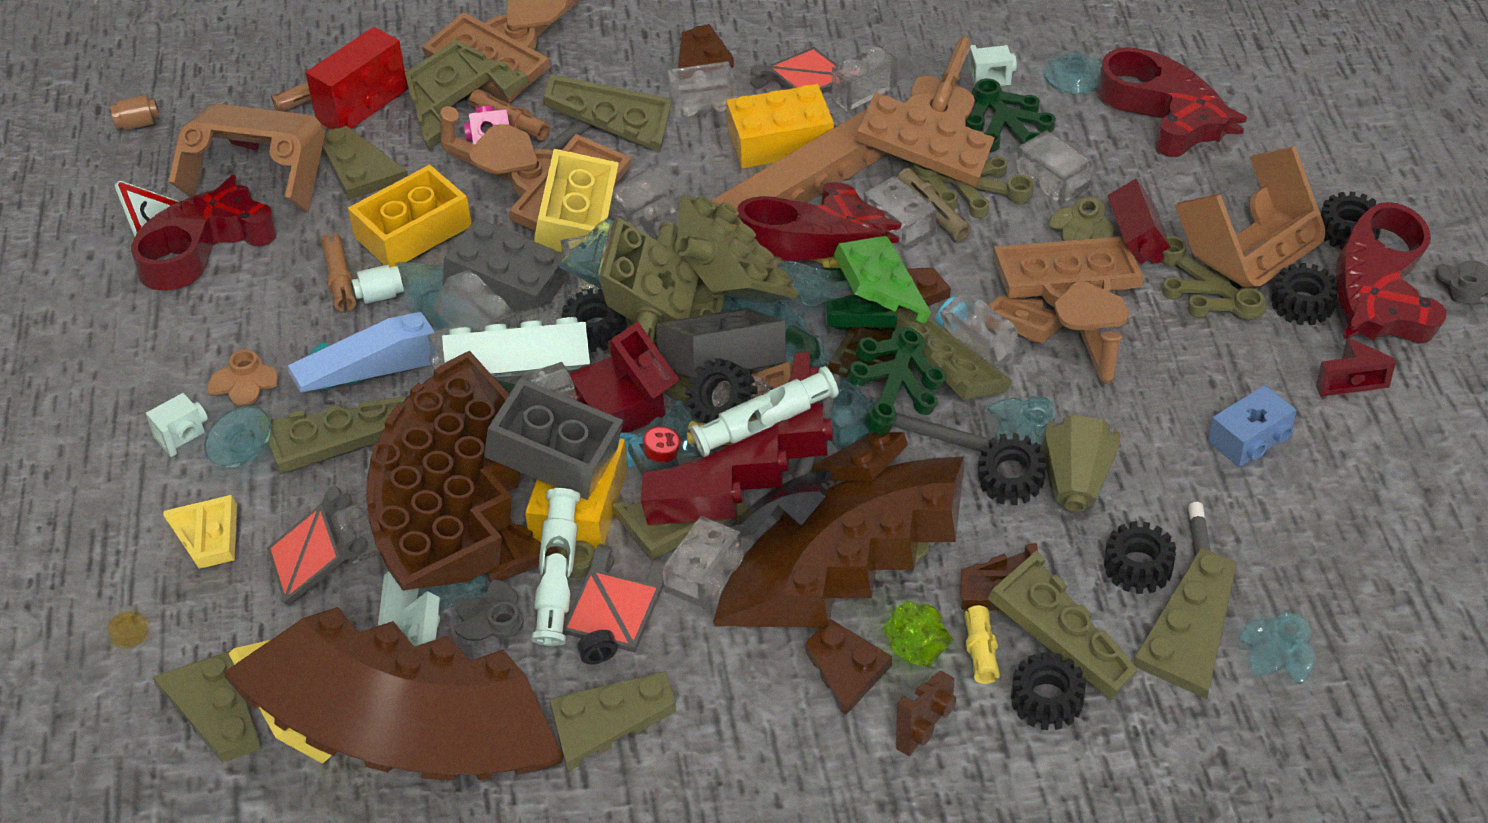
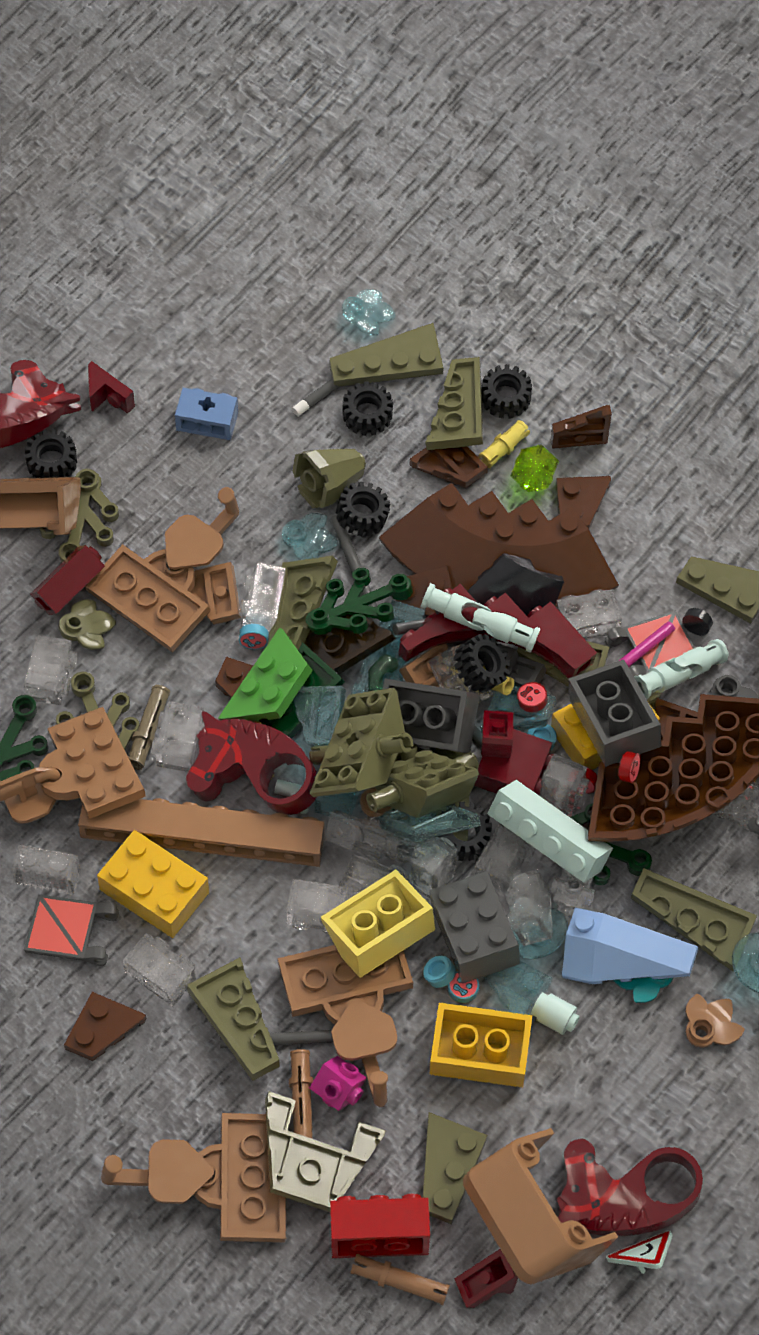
camera: 135 degrees left, 15 degrees up
(339, 278) = (574, 1046): medium nougat pin -> none
(487, 408) = (629, 767): none -> red tile
(619, 558) = (649, 643): none -> dark pink bar

